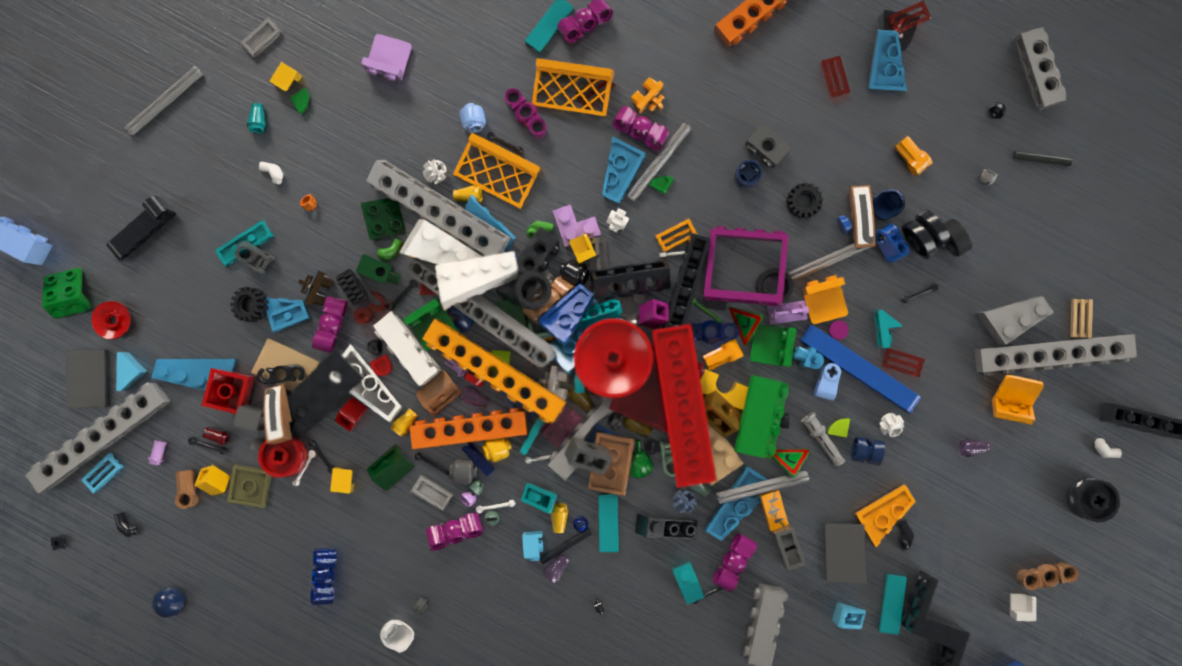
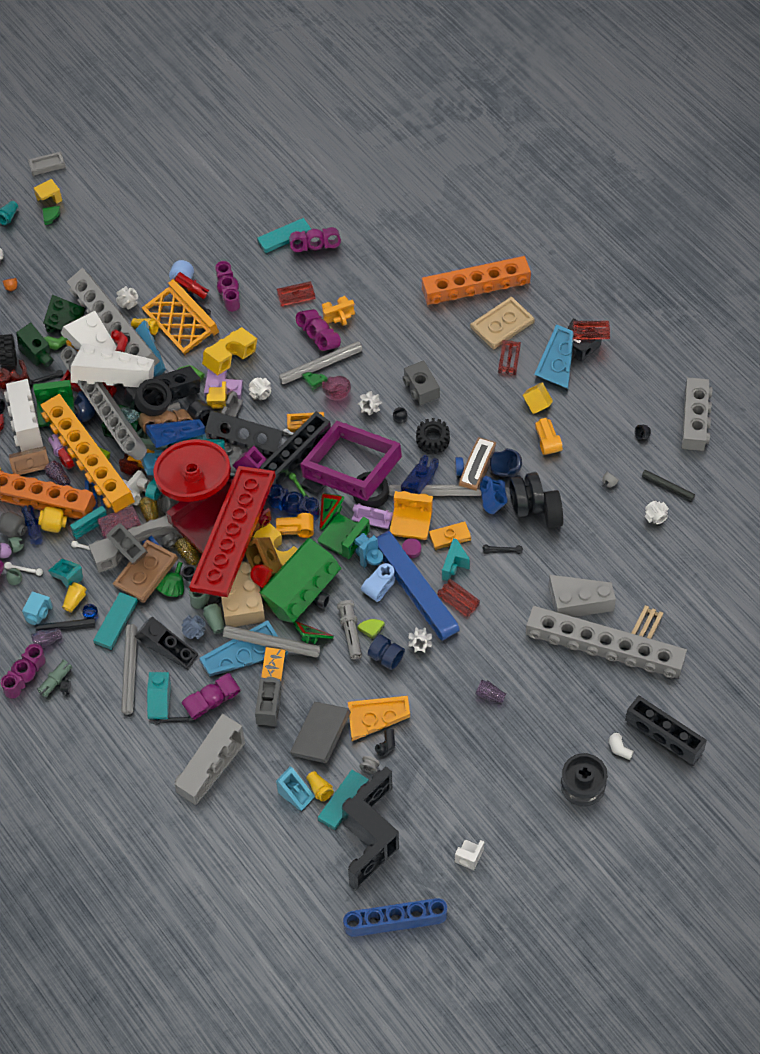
camera: 25 degrees right, 30 degrees down
(387, 57) = (137, 210): lavender bracket -> none
(464, 236) = (120, 339): none -> red arm
(491, 130) = (191, 285): none -> red axle
(516, 311) = (131, 414): none -> clear light blue arm
(550, 619) = (27, 663): none -> magenta piece
(572, 177) = (219, 356): none -> yellow arch
(578, 71) = (282, 267): light orange fence -> none
(585, 604) = (54, 678): none -> sand green pin
(621, 169) = (288, 353): dark azure wing -> none
(645, 564) = (129, 669): none -> light grey axle
(690, 187) = (336, 388): none -> clear pink hair
(728, 434) = (260, 574): none -> red tile
(730, 191) = (373, 406): none -> white gear
(748, 174) = (391, 394): dark blue wheel -> none
(758, 186) = (400, 415): none -> black hinge
(811, 38) = (502, 323): none -> tan tile
(814, 254) = (420, 476): none -> clear blue hinge
(867, 301) = (443, 536): none -> light orange plate
(869, 603) = (321, 788): none -> yellow cone
(884, 114) = (537, 398): none -> yellow panel
(901, 564) = (369, 764): none -> light grey bush
(1016, 399) = (550, 661): light orange bracket -> none
(1047, 196) = (656, 512): none -> white gear
(1056, 575) = (507, 840): medium nougat piece -> none

